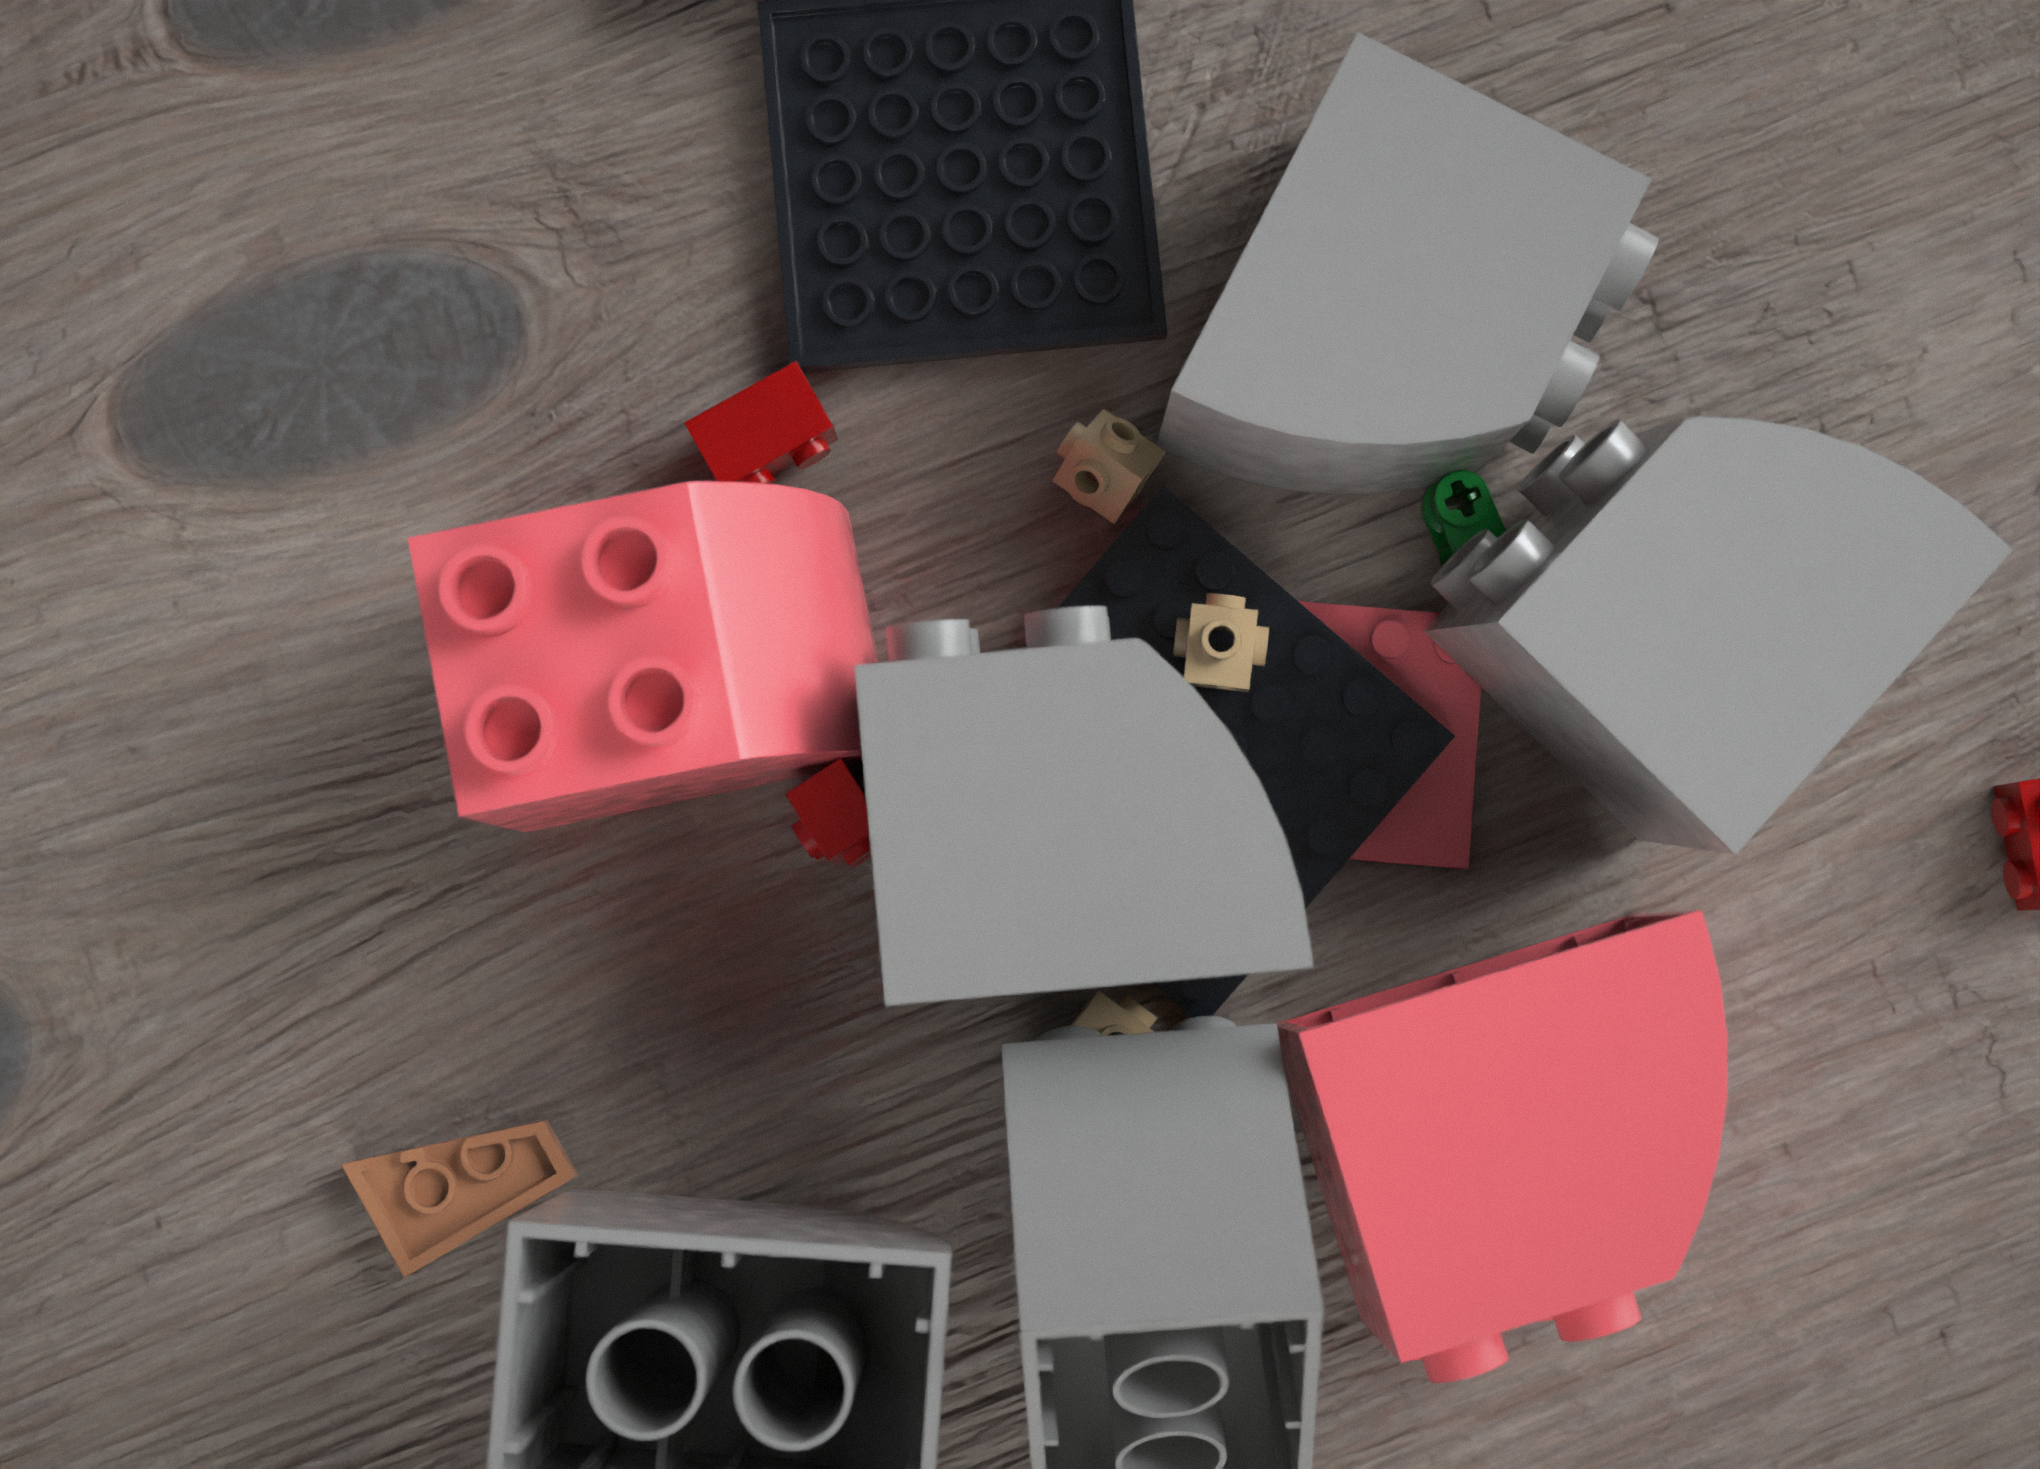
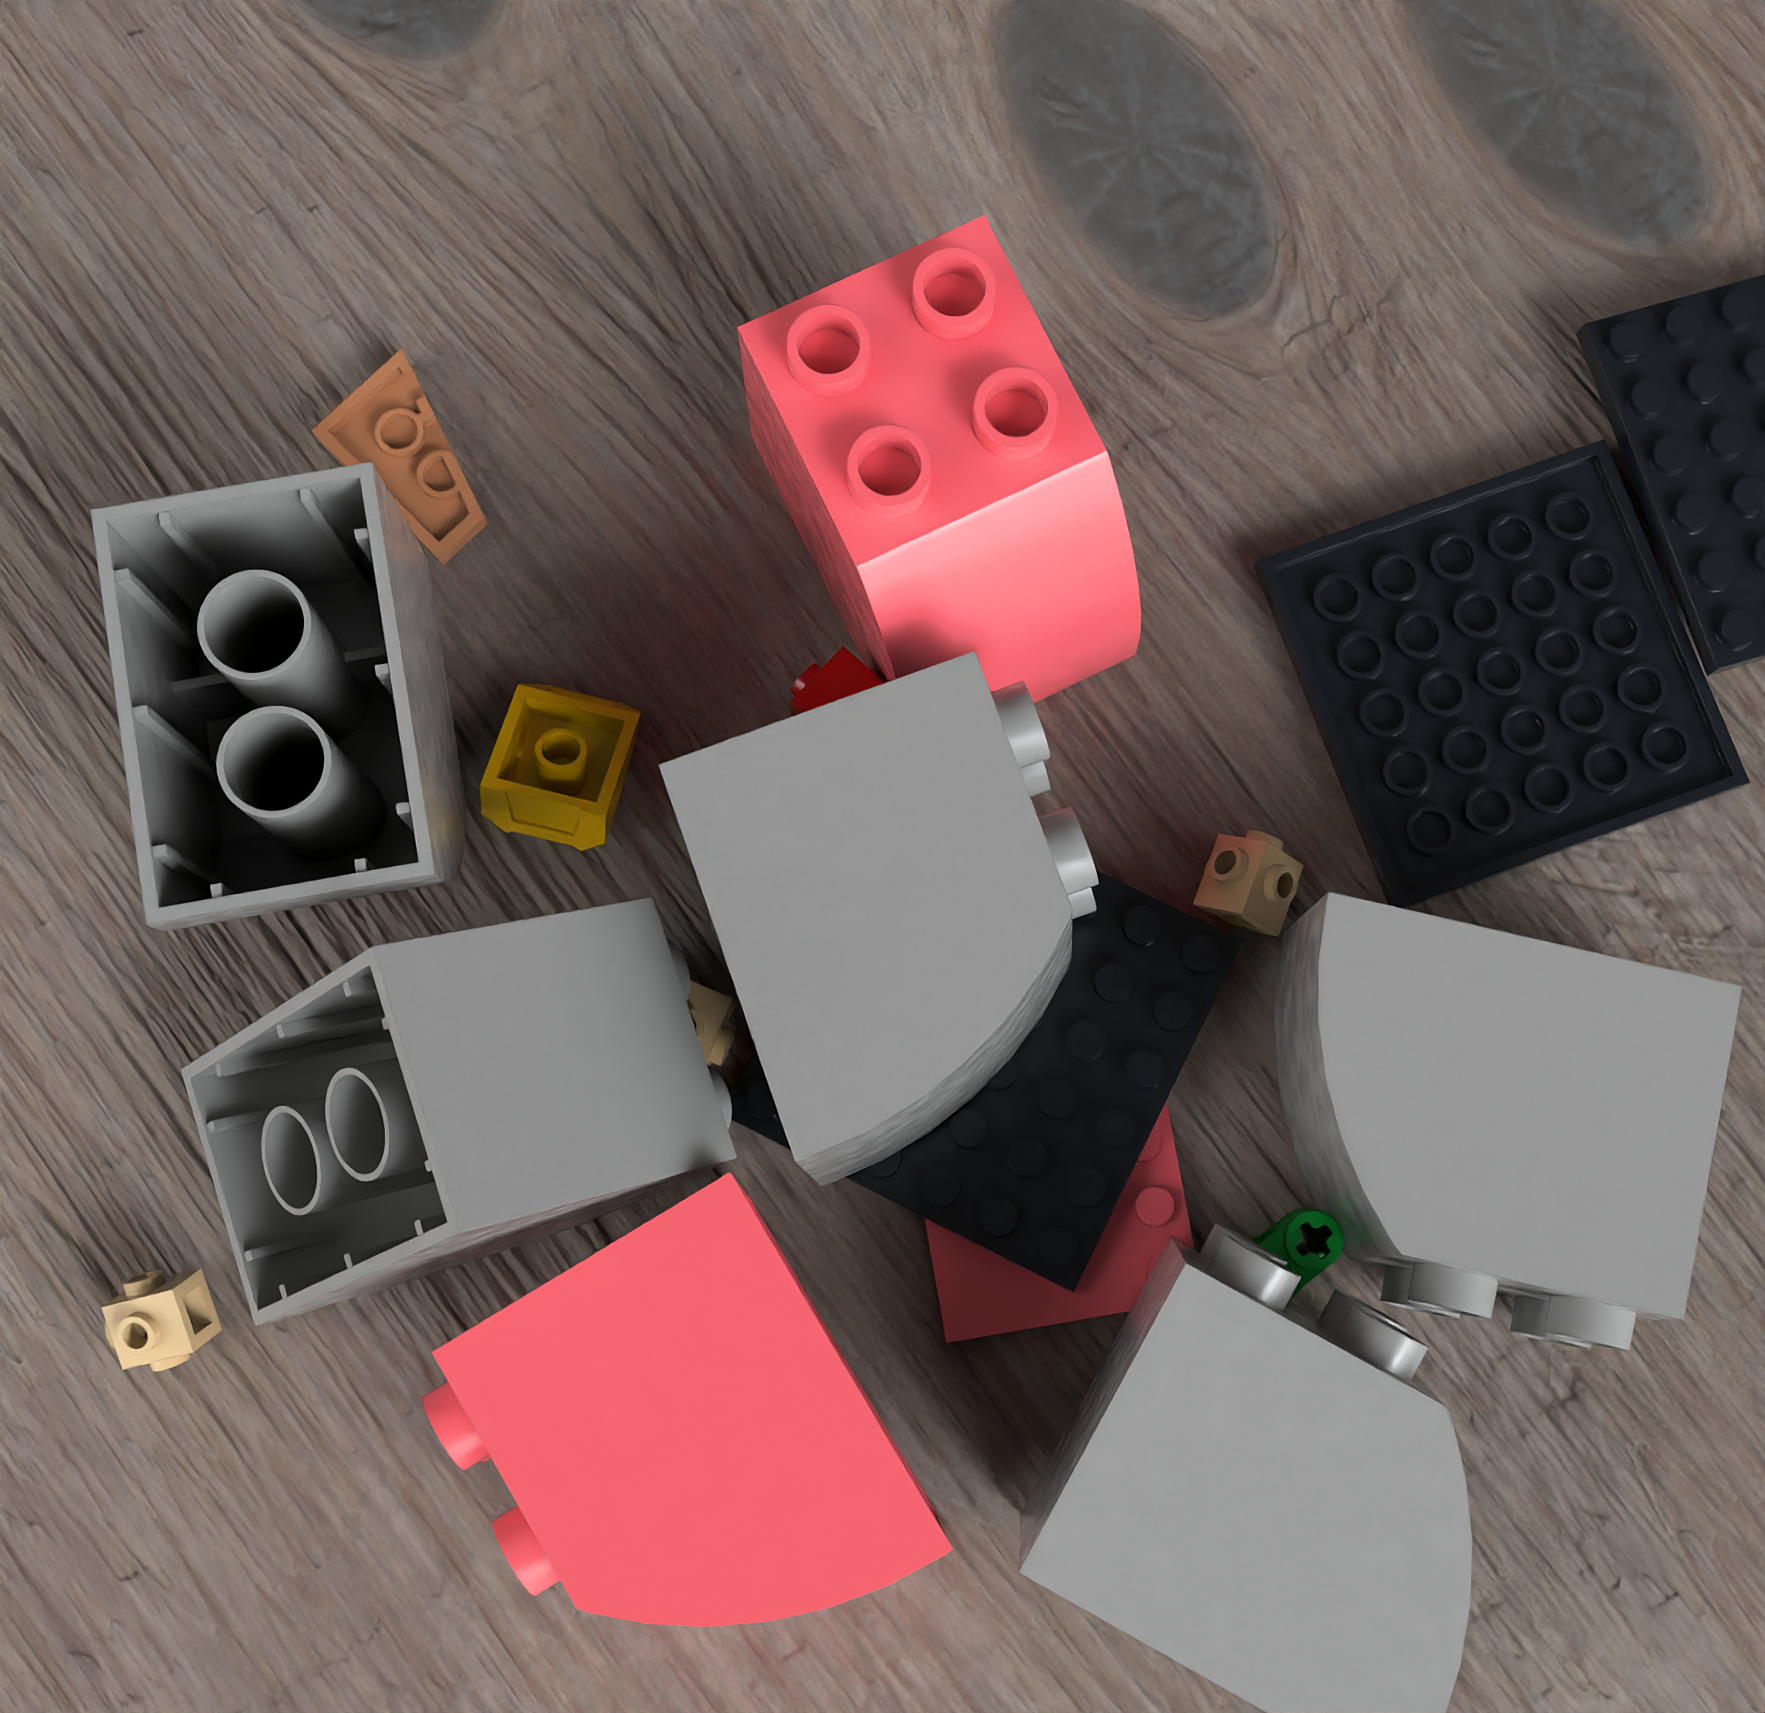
camera: 75 degrees right, 5 degrees down
(764, 429) = (1190, 549): red brick -> none
(815, 1103) = (559, 765): none -> yellow slope
(1221, 669) = (1100, 1002): tan brick -> none

